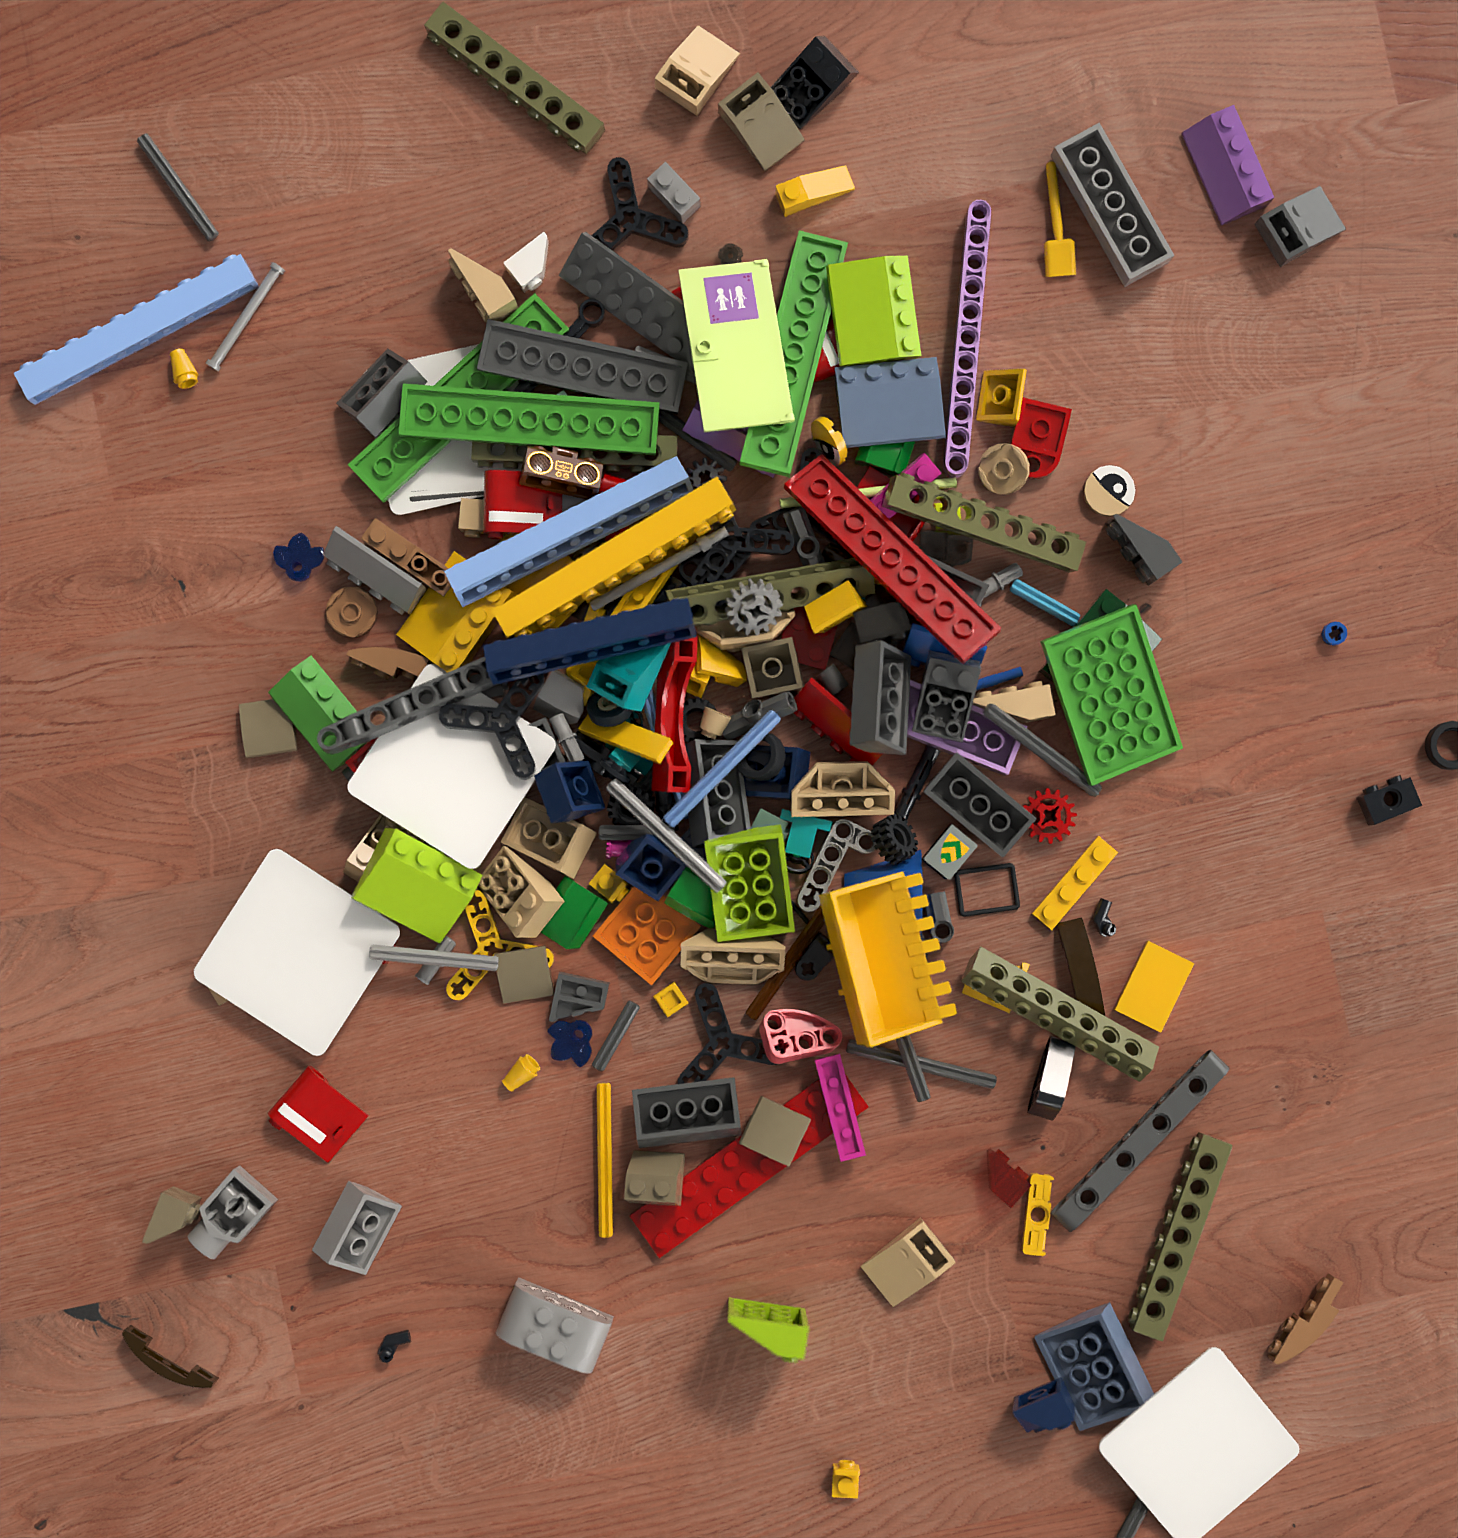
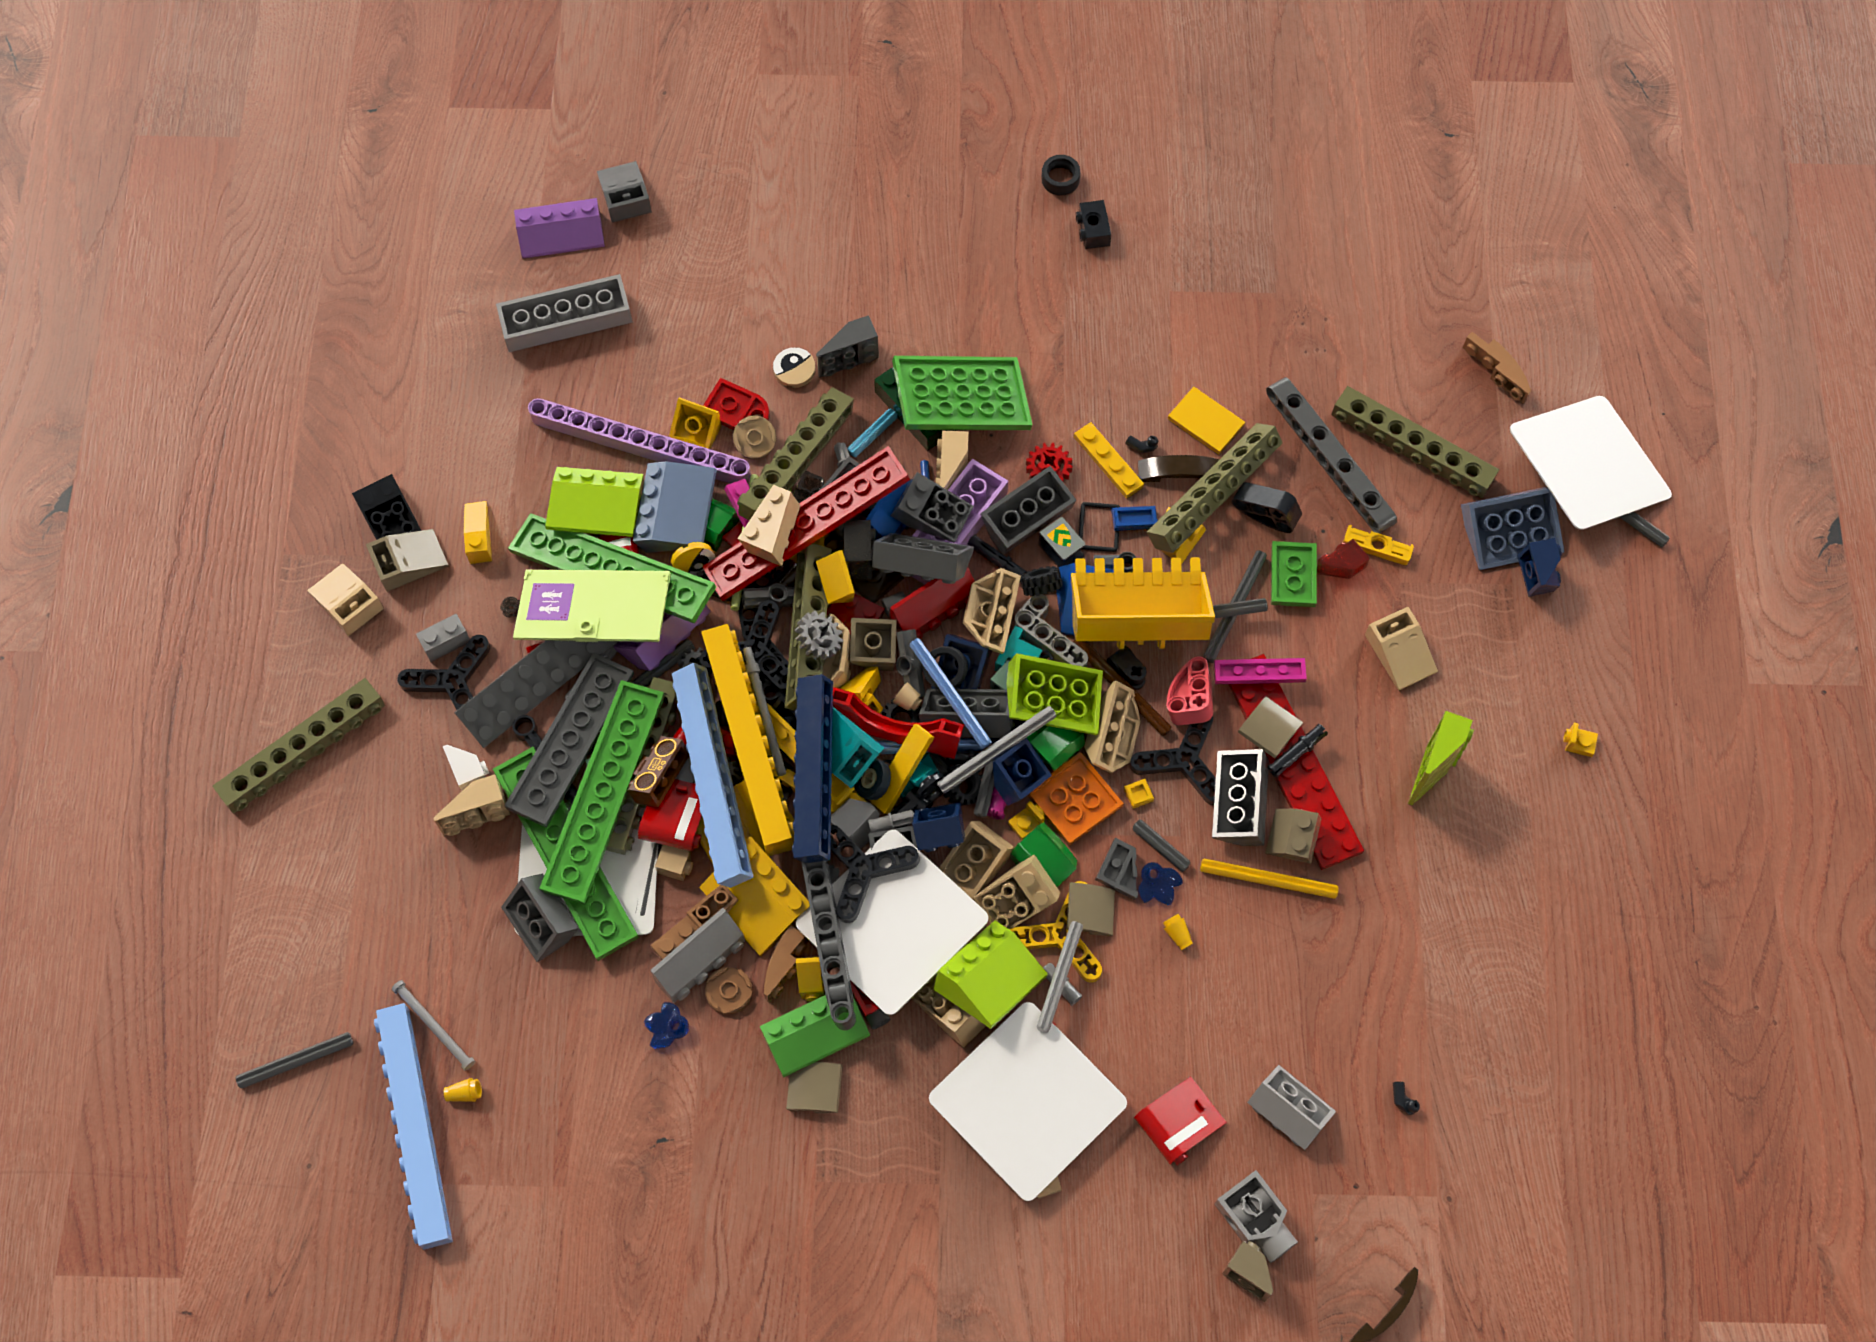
camera: 75 degrees left, 20 degrees down
(374, 692) = (810, 978): none -> yellow slope
(554, 1326) = (1408, 947): light grey brick -> none
(757, 1168) = (1304, 744): none -> black pin
(874, 519) = (770, 526): none -> tan wedge
(976, 1123) = (1294, 574): none -> bright green plate
(1005, 928) = (1134, 518): none -> blue tile
(1040, 748) = (992, 453): dark grey axle -> none
(1058, 252) = (588, 361): yellow piece -> none
(1341, 637) = (957, 233): blue bush -> none

